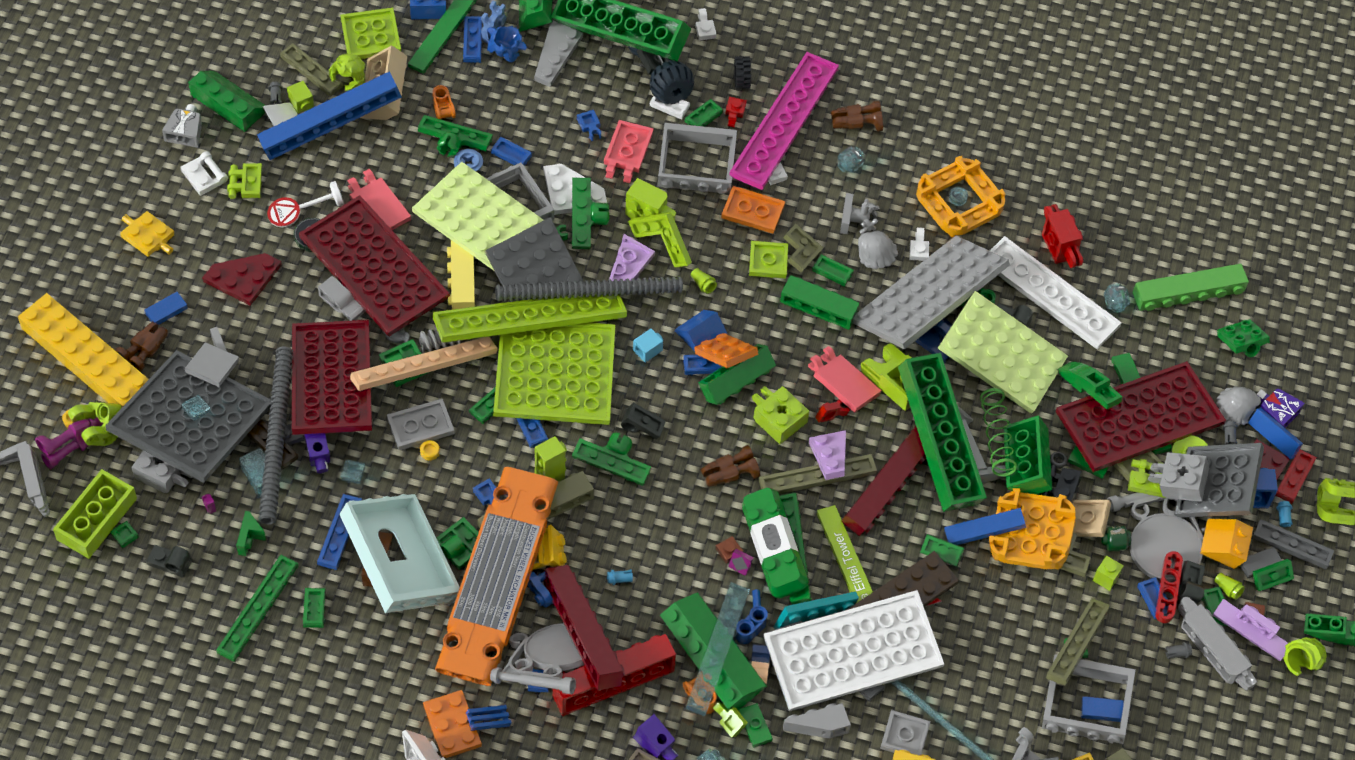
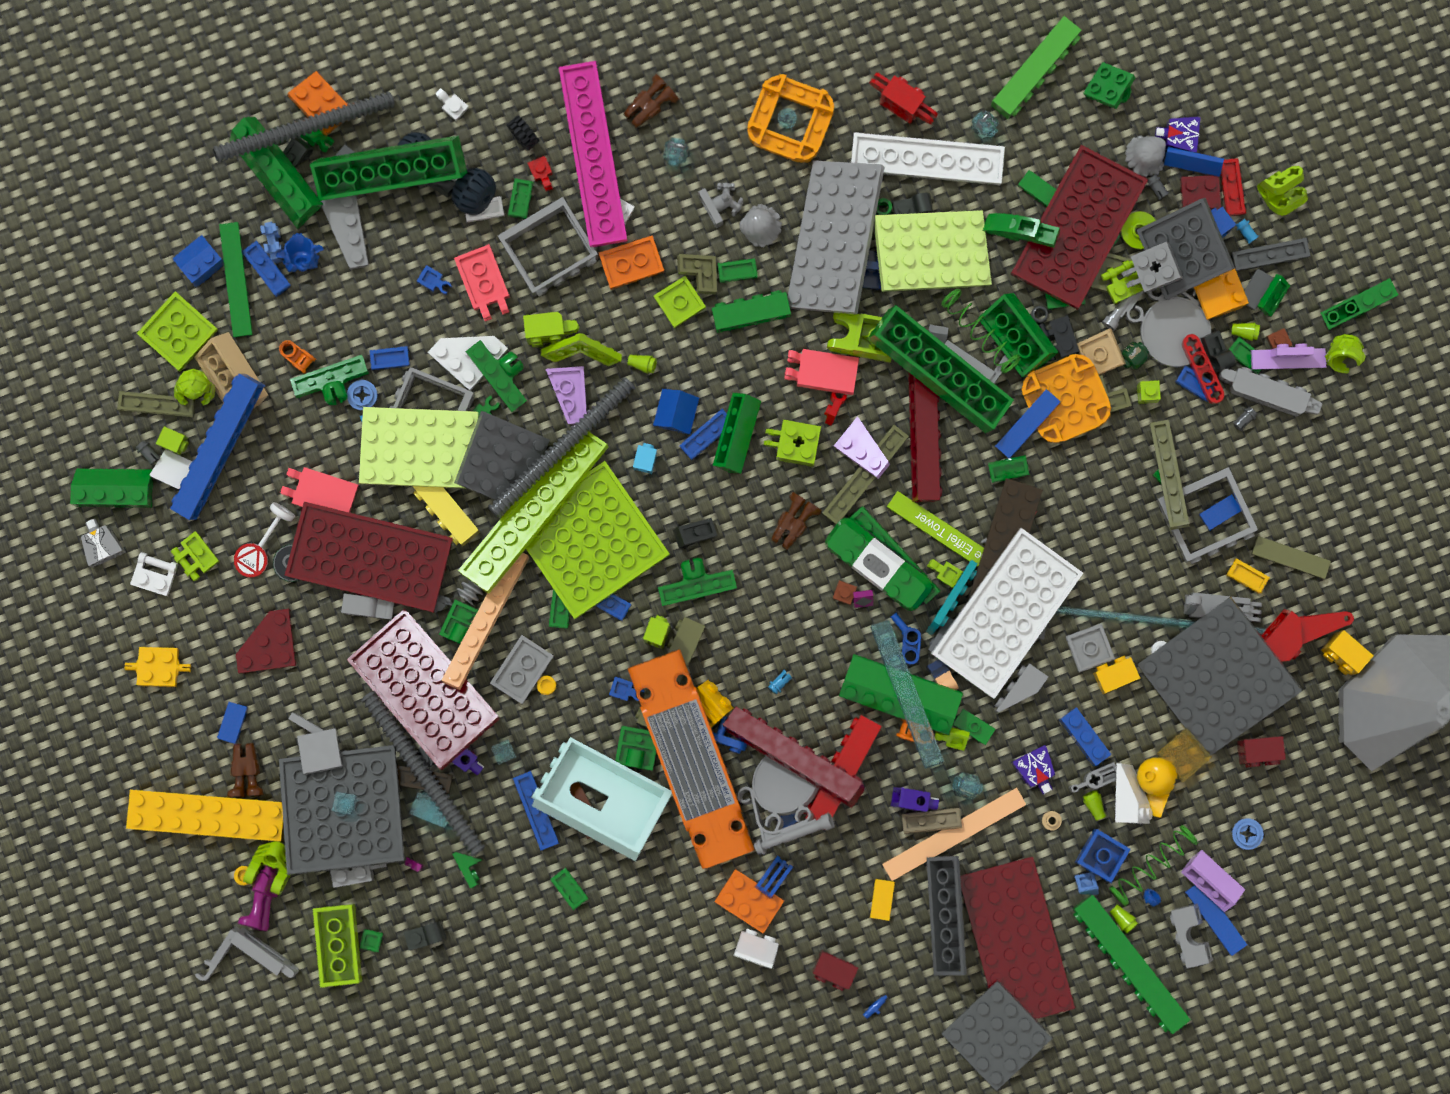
camera: 30 degrees left, 25 degrees up
(257, 608) = (525, 921): green tile -> none
(725, 350) = (714, 421): orange plate -> none
(825, 589) = (947, 574): none -> lime plate
(919, 248) = (792, 195): white plate -> none

